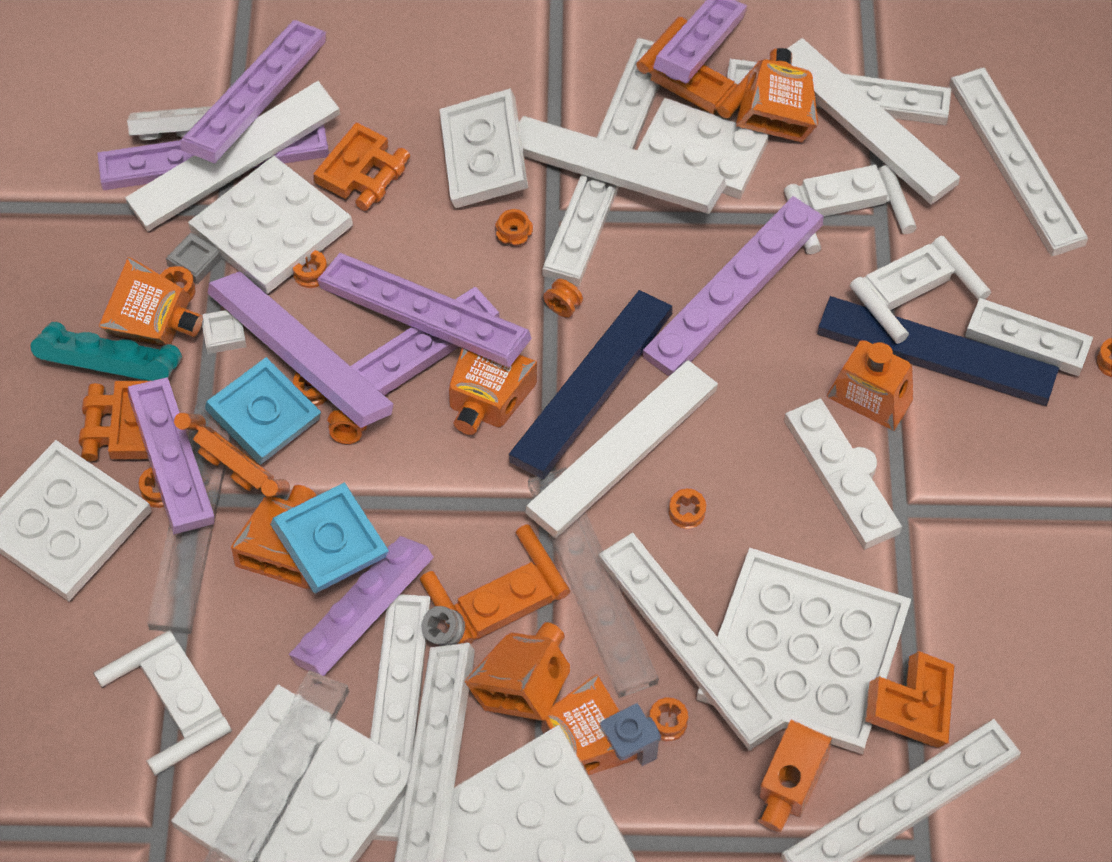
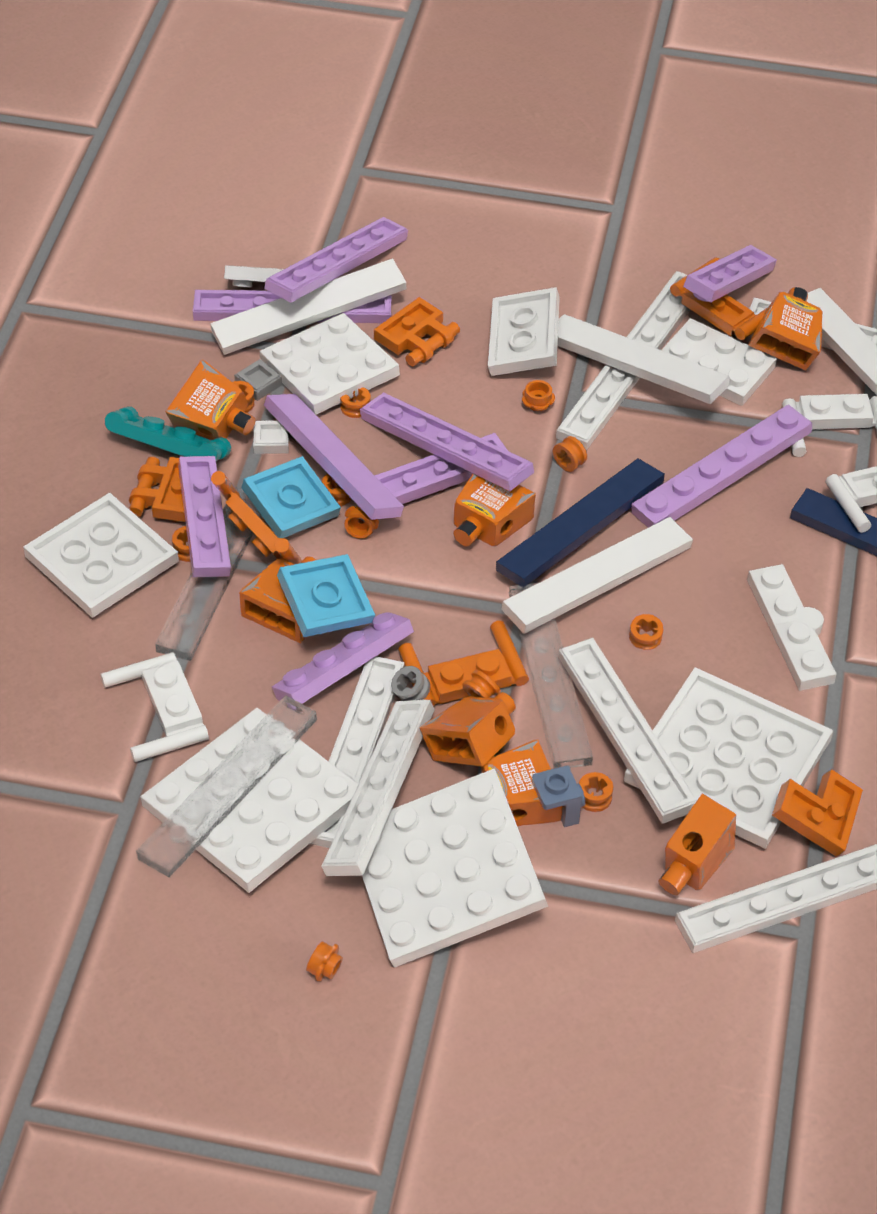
camera: 10 degrees right, 10 degrees down
(522, 618) = (481, 686): none -> orange bush
(875, 384) = (833, 557): orange torso -> none

